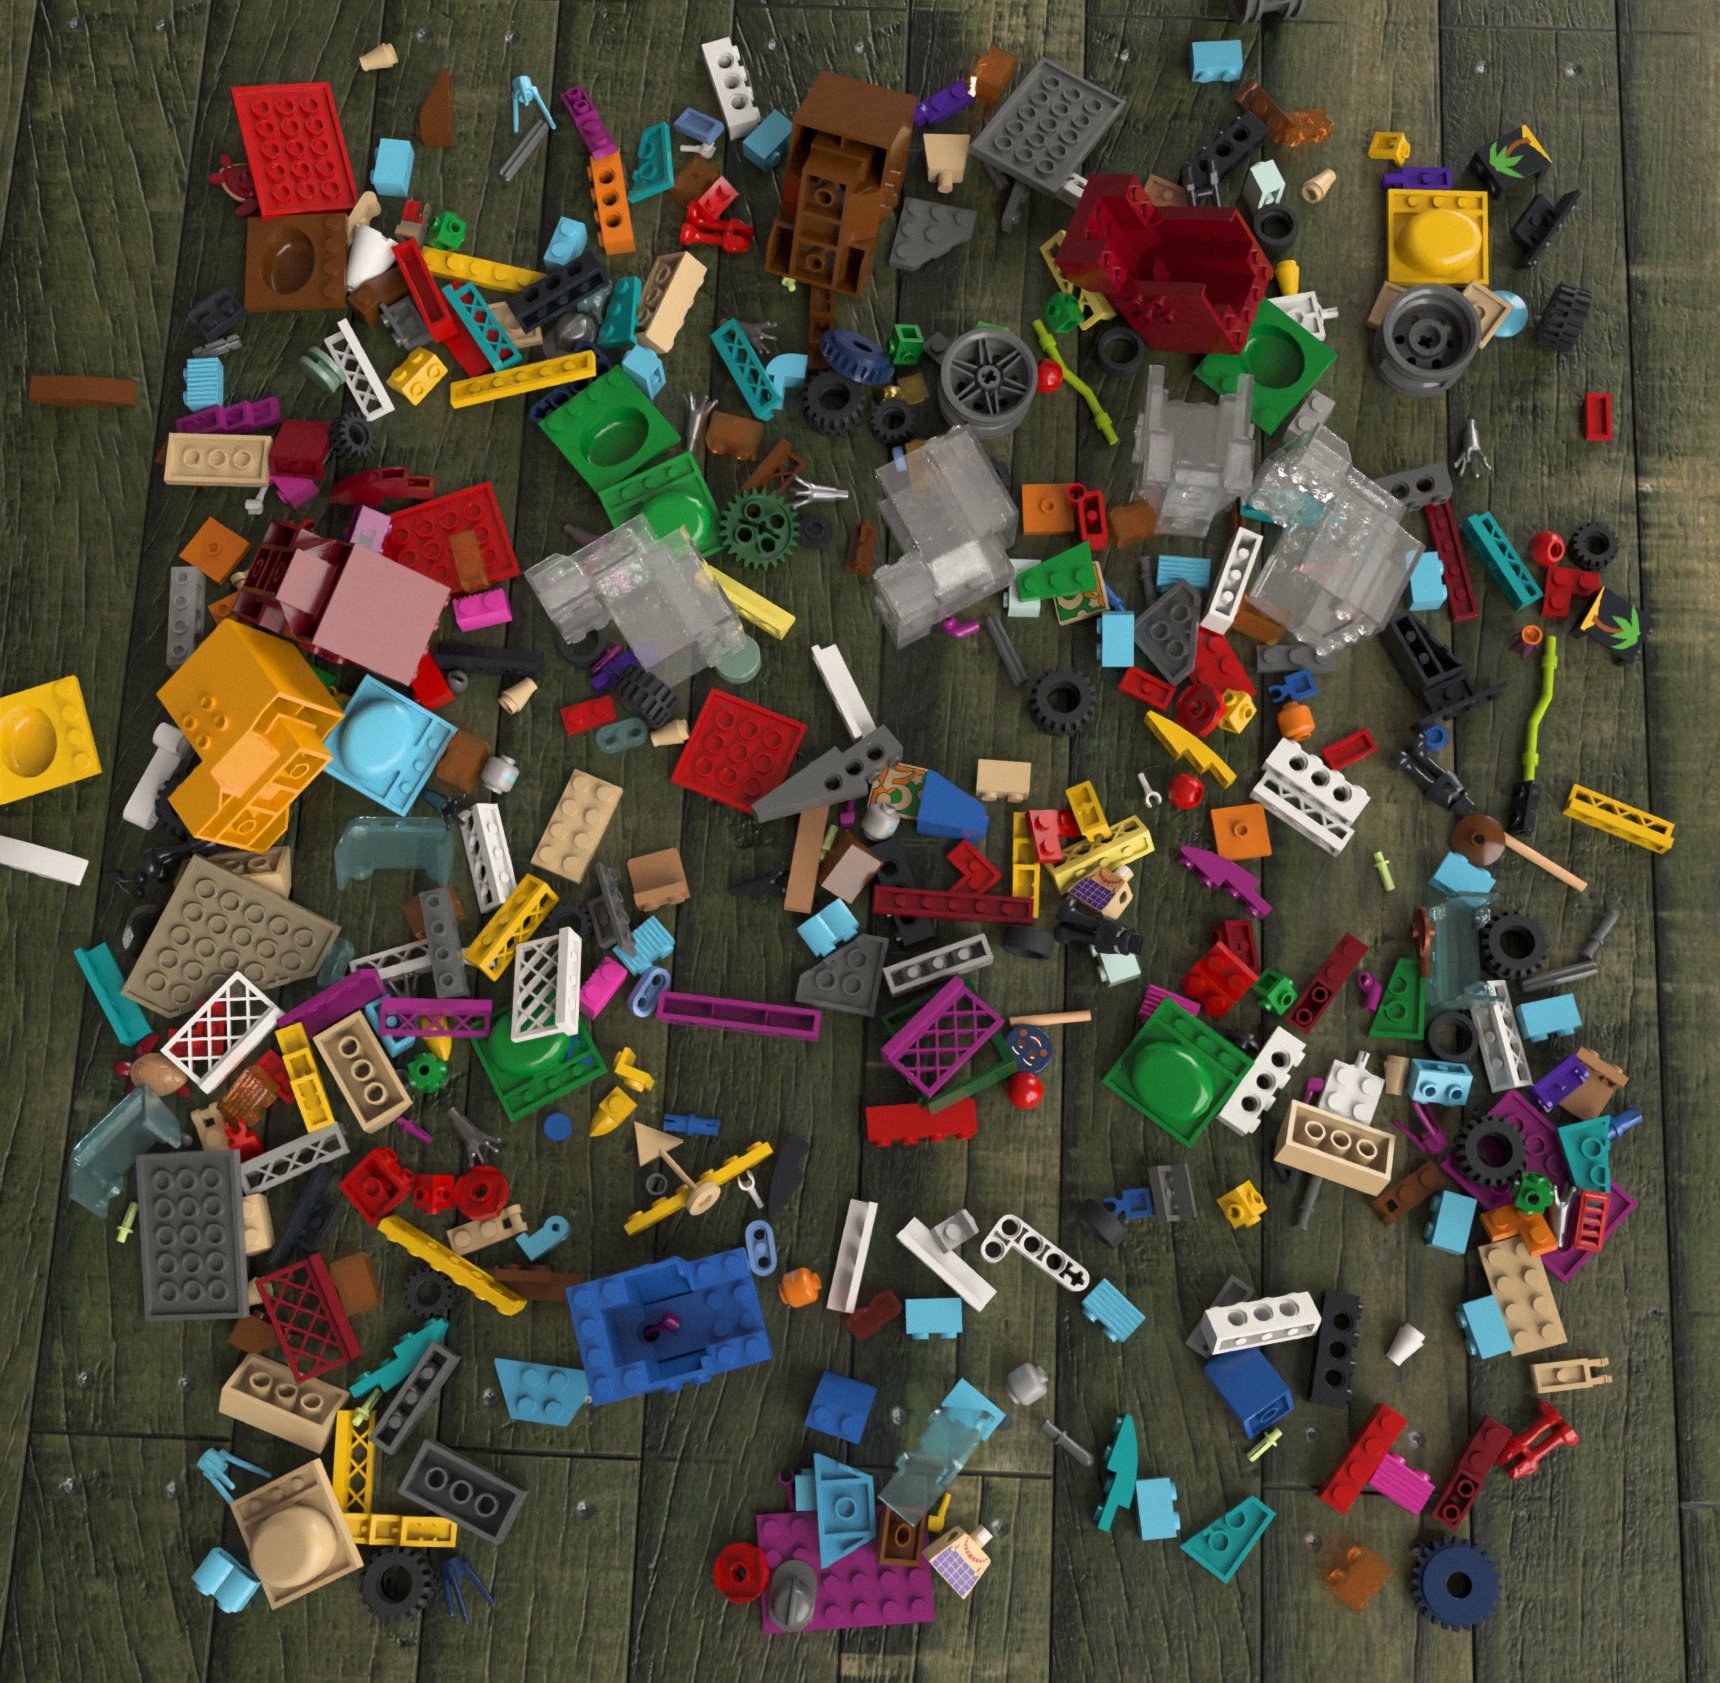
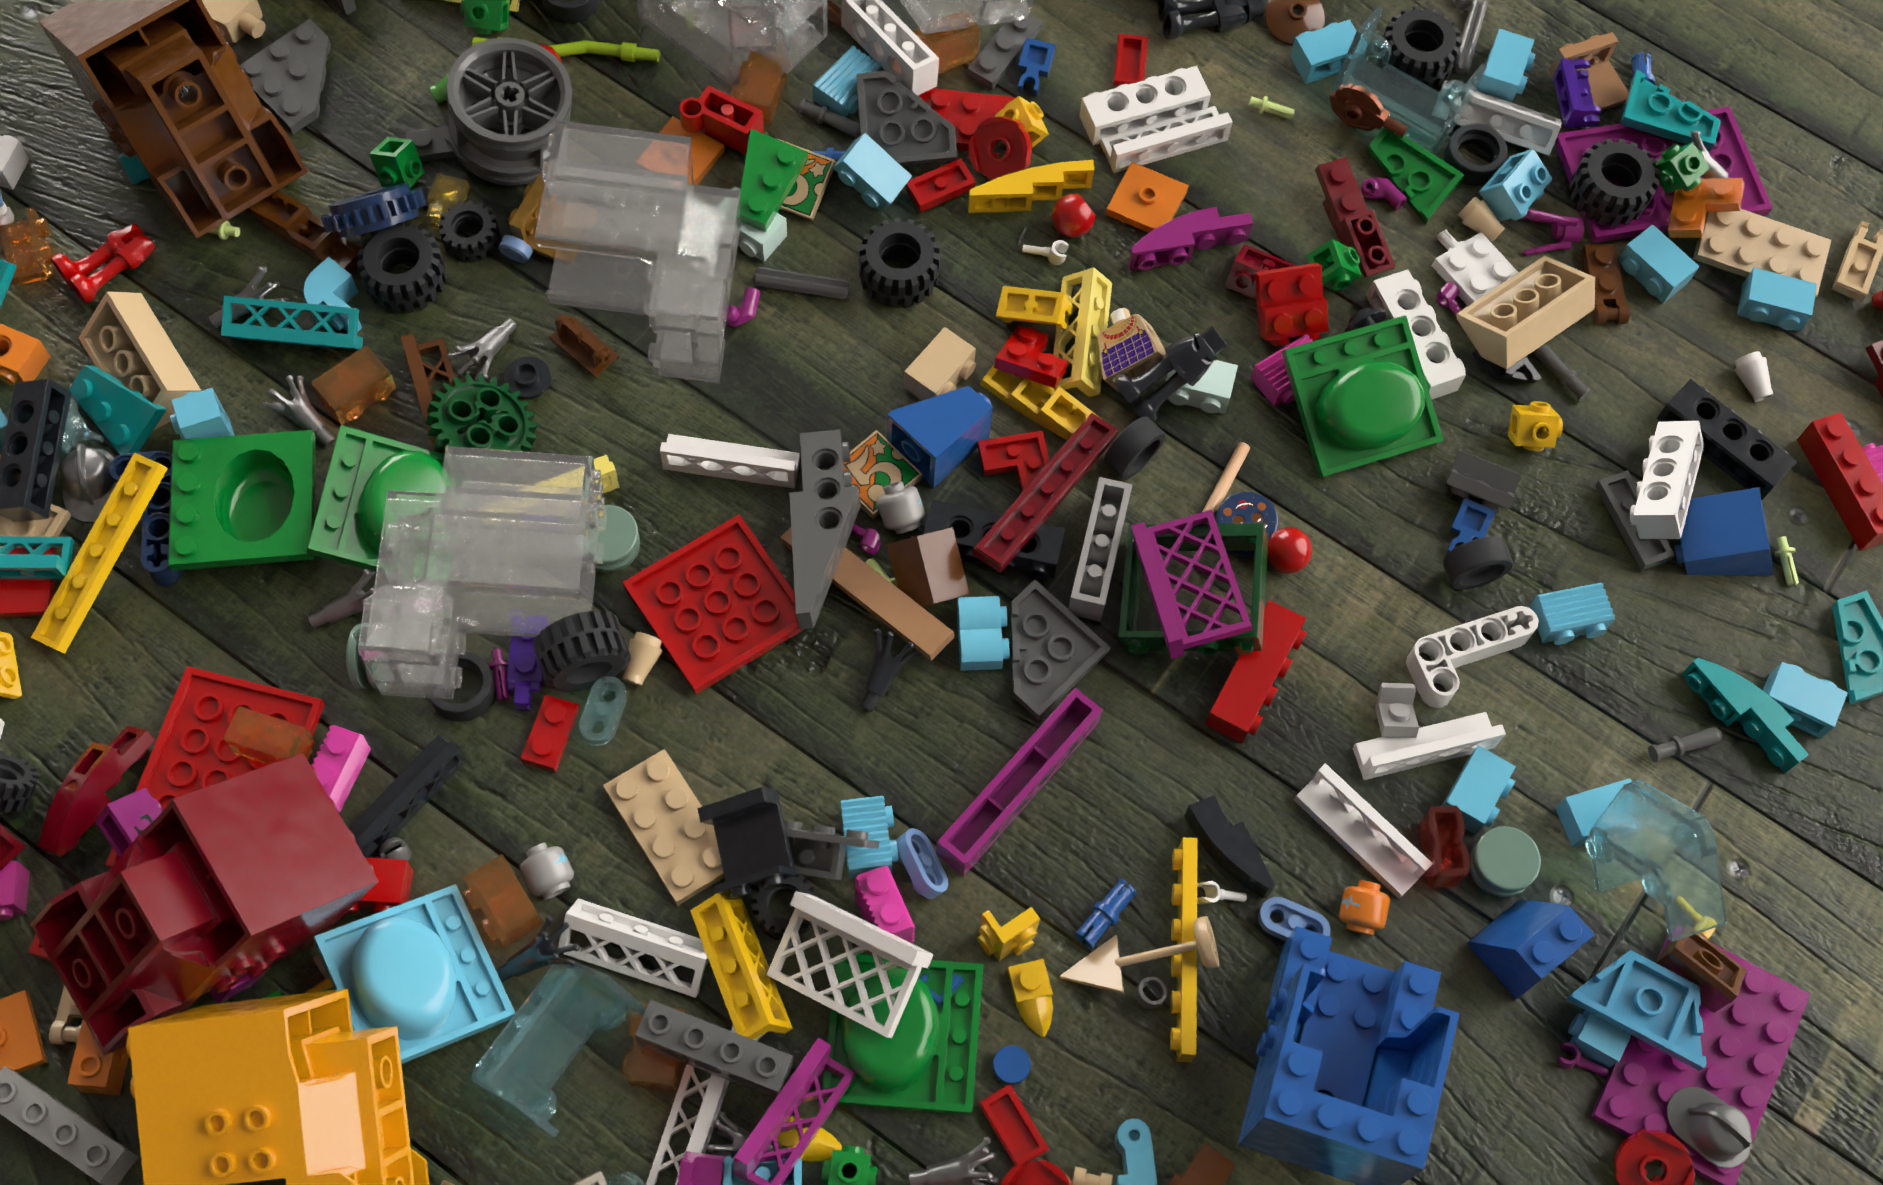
camera: 65 degrees left, 10 degrees down
(516, 696) = (468, 798): tan cone -> none
(520, 1151) = (1013, 1126): none -> red tile
(586, 881) = (750, 842): none -> black panel
(658, 879) = (802, 773): medium nougat bracket -> none
(669, 1321) = (1328, 1068): magenta hand -> none
(715, 199) = (71, 236): red plate -> none
(768, 141) = (53, 148): medium azure brick -> none
(894, 1362) = (1504, 861): none -> sand green head
(959, 1557) = (1759, 922): torso -> none
(1026, 1384) = (1604, 741): light grey head -> none
(1295, 722) = (1070, 82): orange head -> none
(1585, 1237) = (1746, 153): red slope -> none

